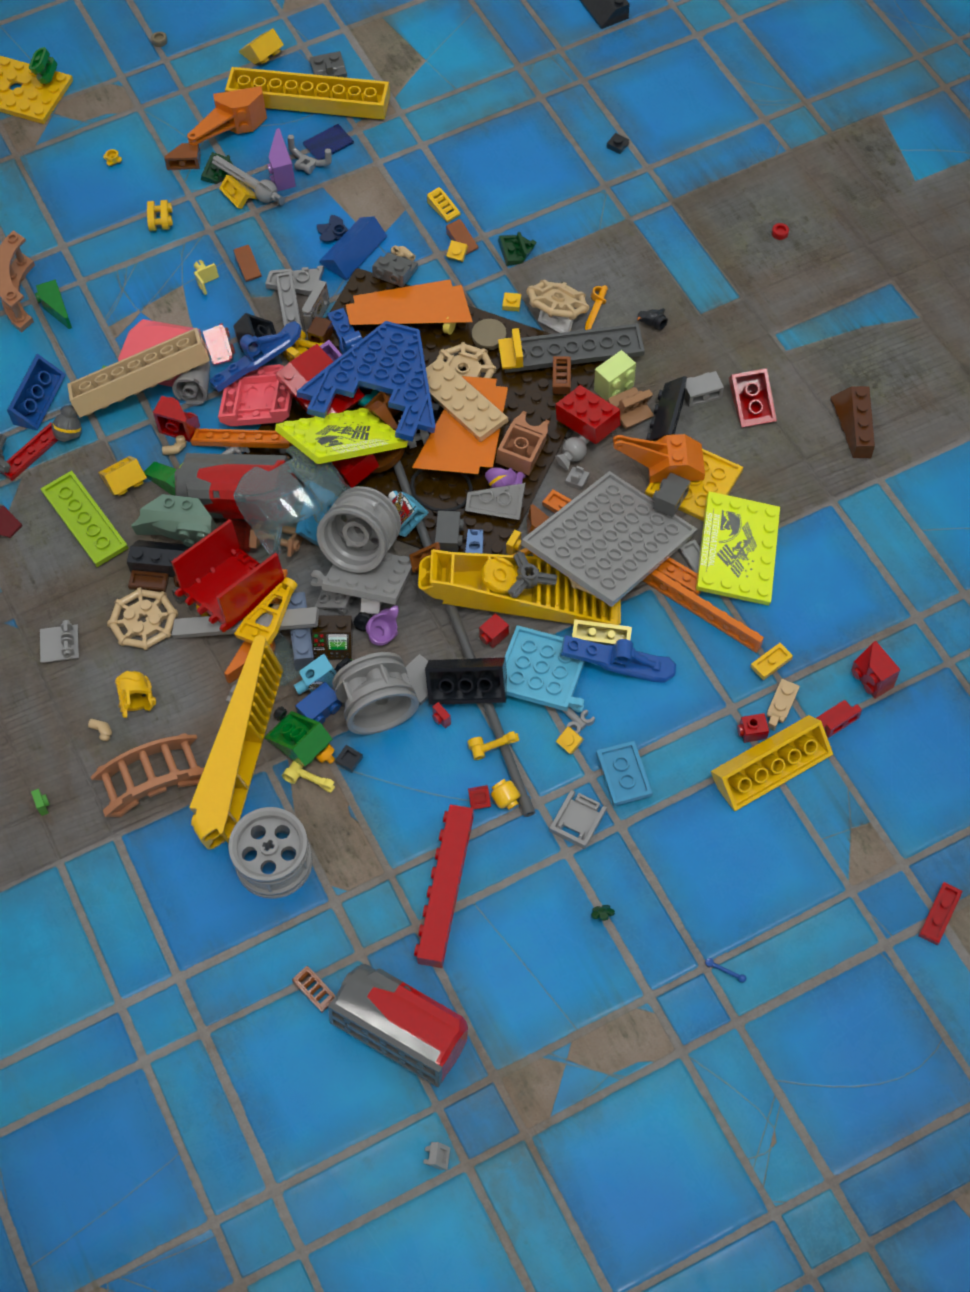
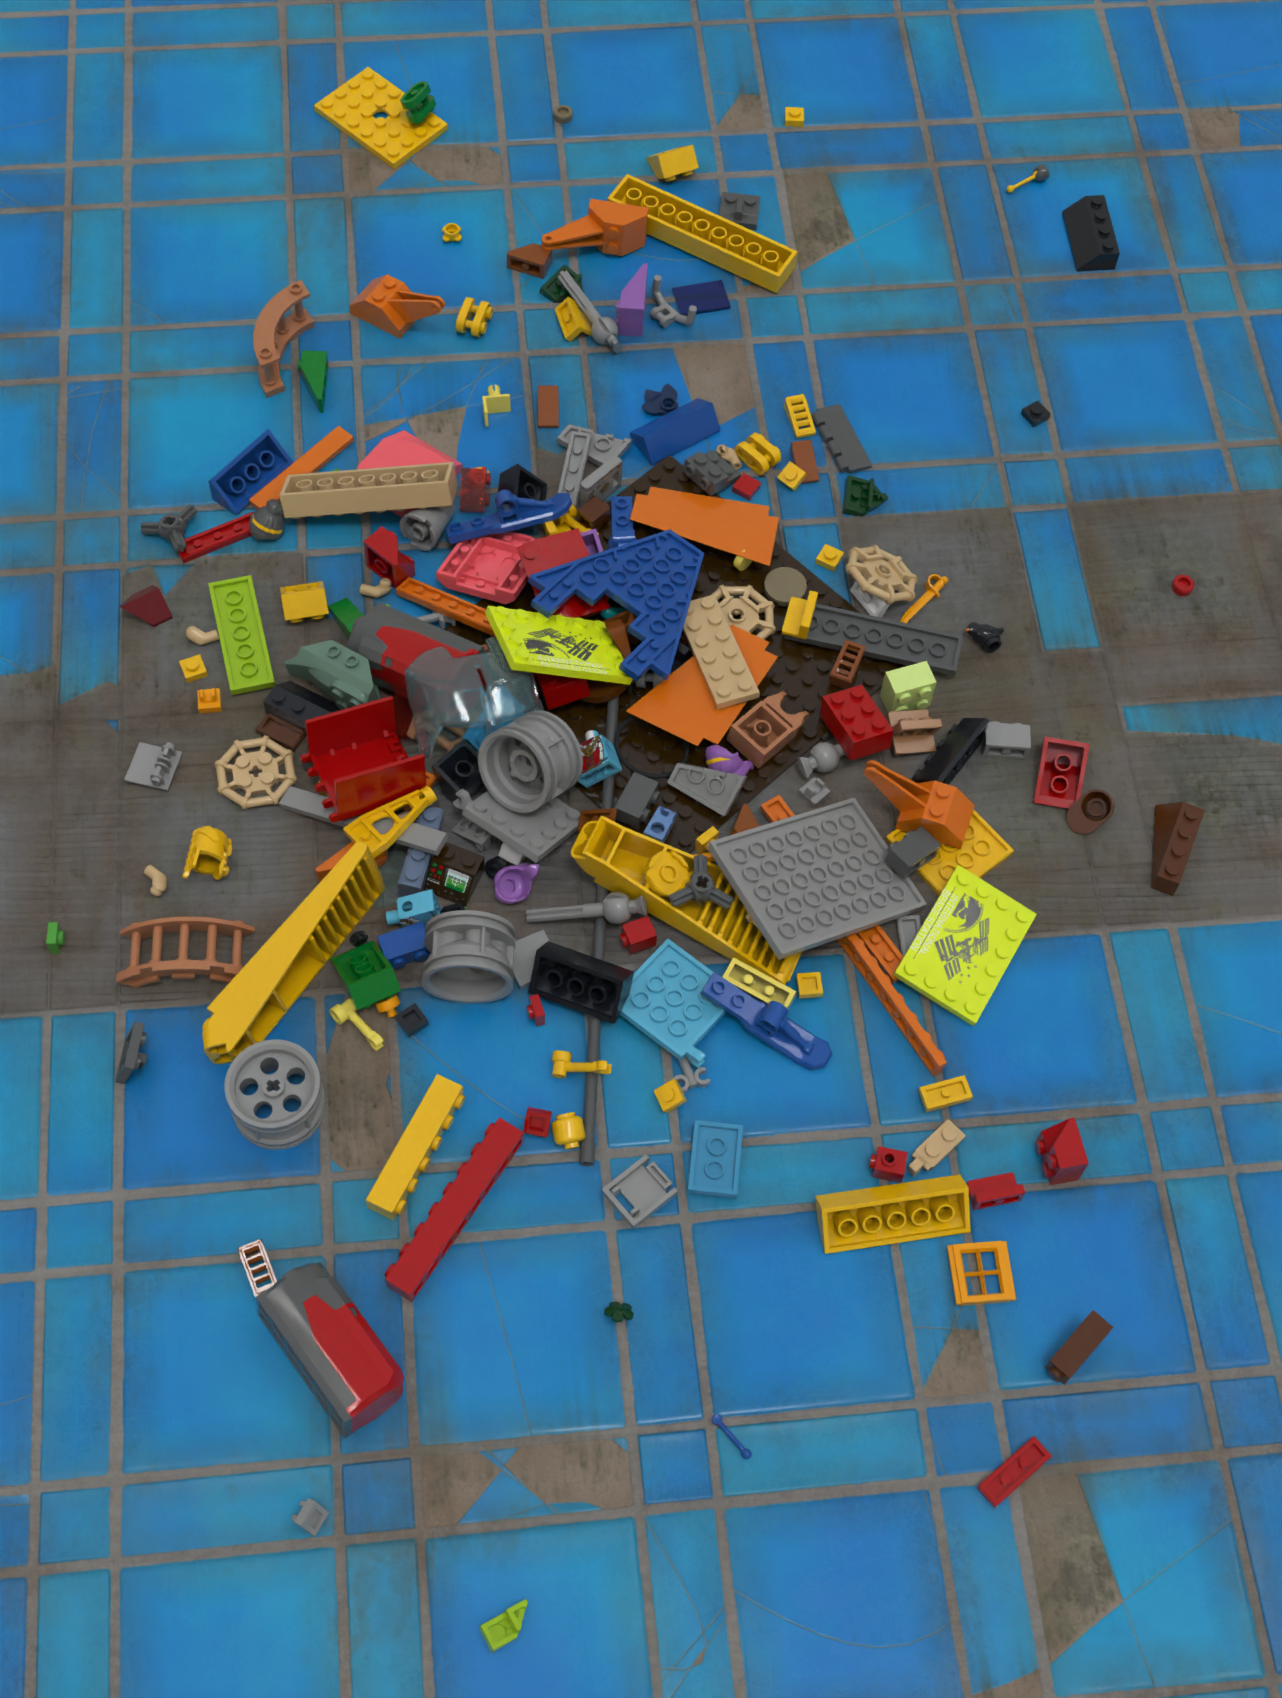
camera: 15 degrees right, 0 degrees up
(52, 532) = (200, 637): none -> tan arm
(57, 558) = (193, 668): none -> yellow plate
(78, 369) = (309, 462): none -> orange tile
(81, 578) = (209, 700): none -> light orange tile
(91, 228) = (393, 306): none -> orange slope
(141, 865) = (130, 1057): none -> dark grey hinge
(303, 558) = (458, 771): none -> black slope
(394, 852) = (415, 1147): none -> yellow brick
(424, 243) = (758, 453): none -> yellow brick
(425, 271) = (746, 486): none -> red tile
(468, 616) = (615, 908): none -> light grey piece
(481, 211) = (841, 439): none -> dark grey windscreen
(620, 1177) = (504, 1627): none -> lime slope
(637, 620) = (809, 985): none -> yellow plate
(786, 418) = (1090, 811): none -> reddish brown cap
(839, 789) = (959, 1275): none -> light orange piece
(948, 805) = (1078, 1347): none -> reddish brown slope

